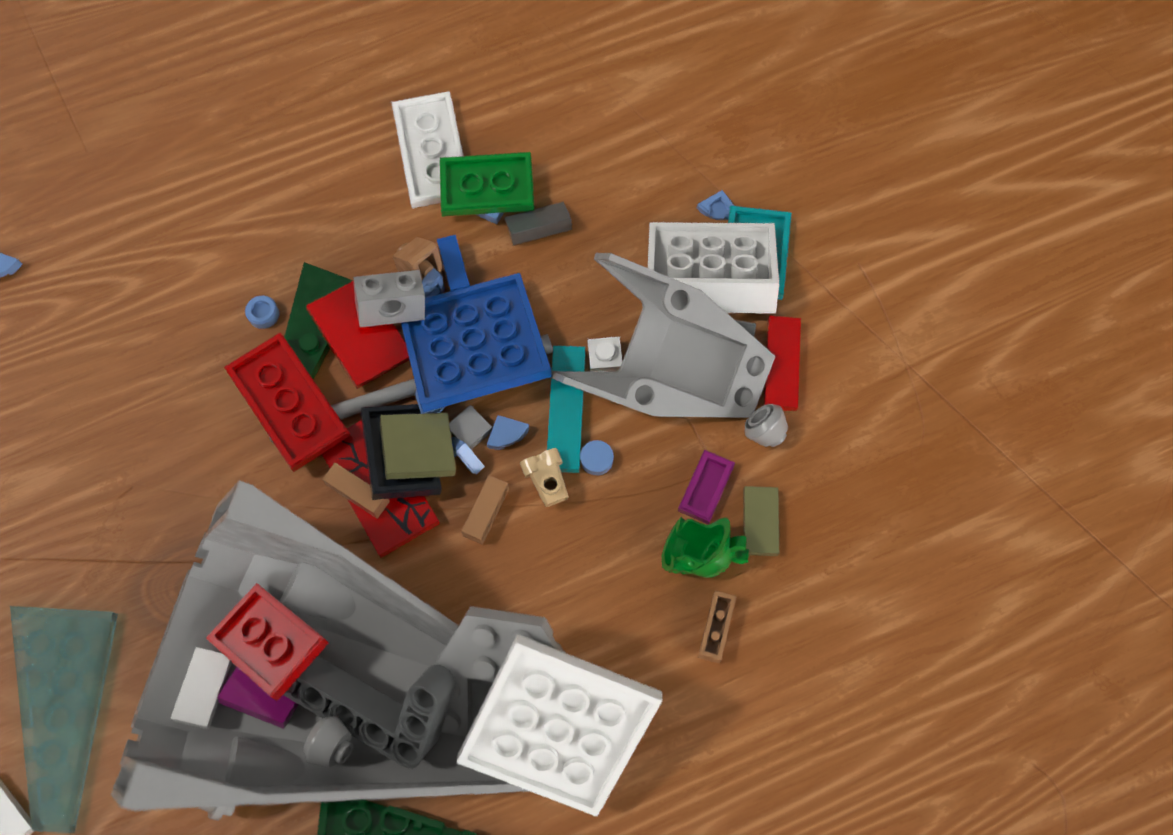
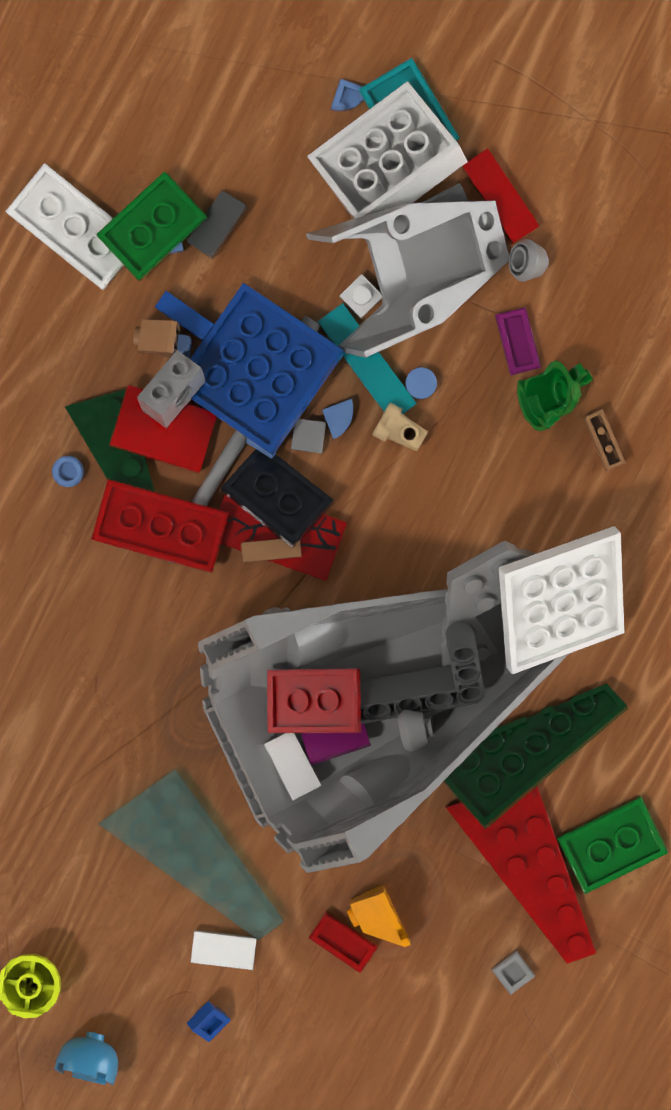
camera: 40 degrees left, 20 degrees up
(417, 446) = (289, 483): olive tile -> none
(466, 455) = (323, 459): medium blue tile -> none
(485, 509) = (373, 487): medium nougat piece -> none
(761, 520) = (576, 336): olive tile -> none

